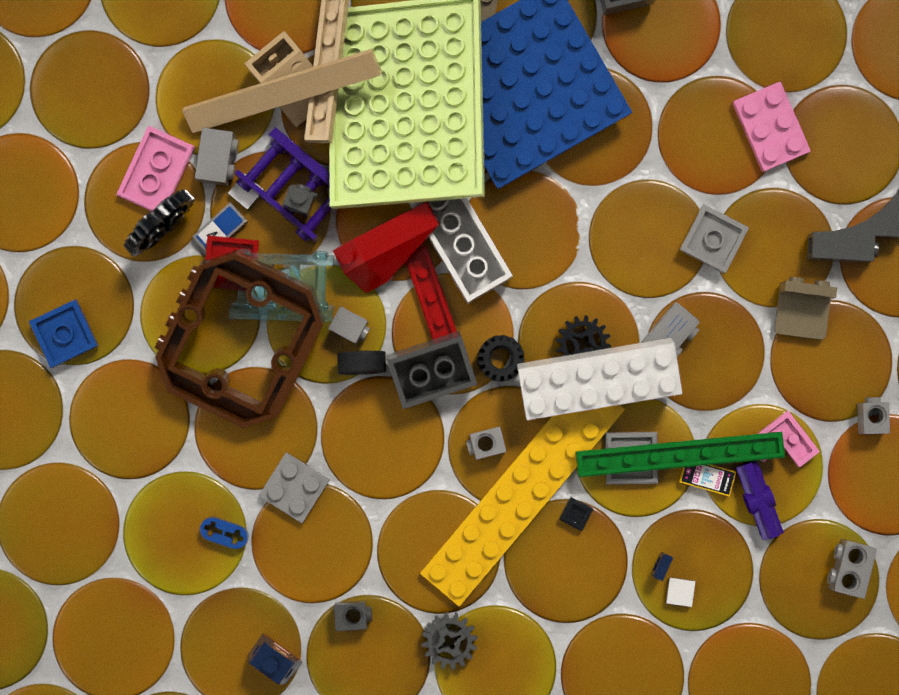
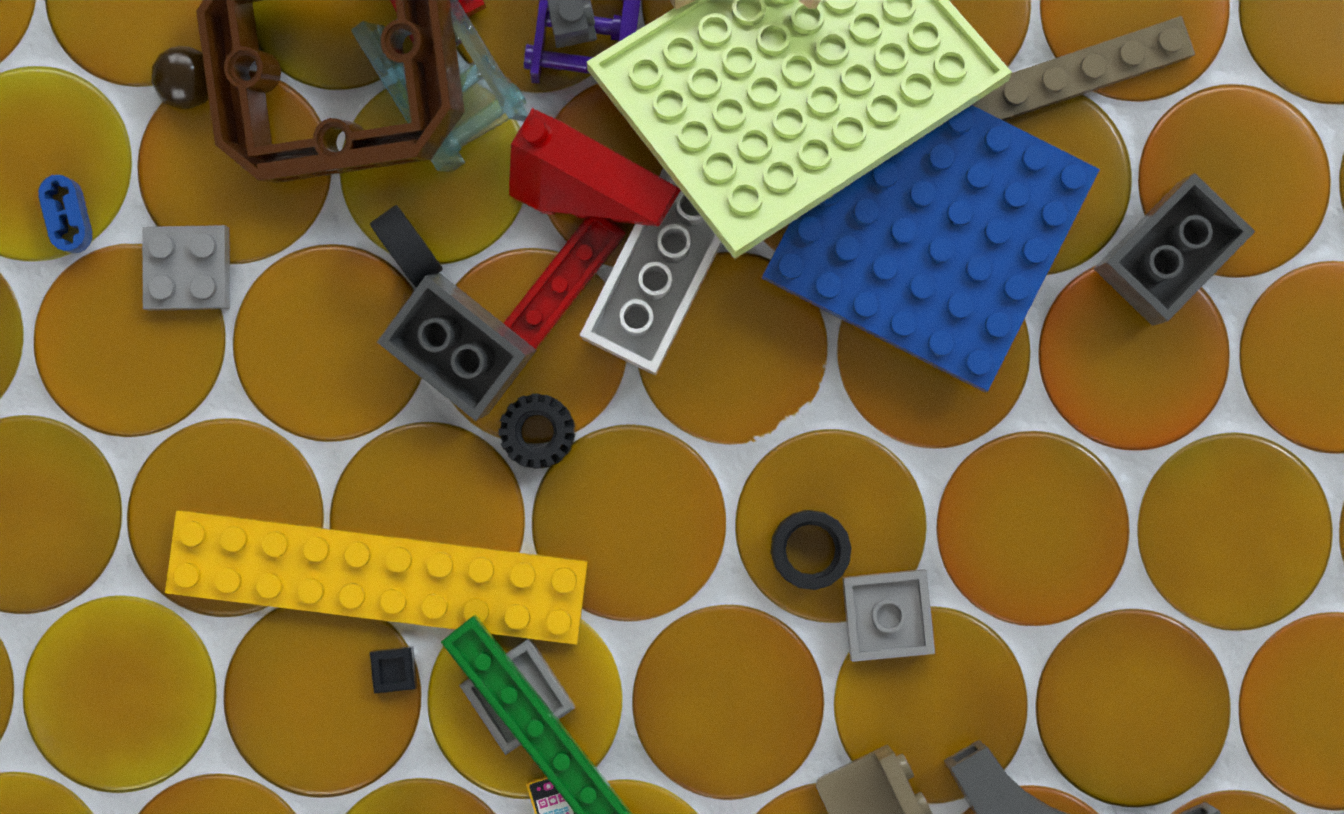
camera: 60 degrees right, 0 degrees up
(192, 424) = (180, 77): none -> dark brown hair
(341, 620) = (42, 452): dark grey brick -> none
(349, 325) = (448, 199): light grey brick -> none
(438, 647) = (91, 616): dark grey gear -> none
(497, 447) = (427, 490): light grey brick -> none
(591, 328) = (610, 530): black gear -> none
(599, 378) = (590, 583): white brick -> none
(661, 238) = (841, 556): none -> black tyre
(674, 324) = (722, 640): light grey brick -> none
(771, 126) = (1092, 594): bright pink plate -> none

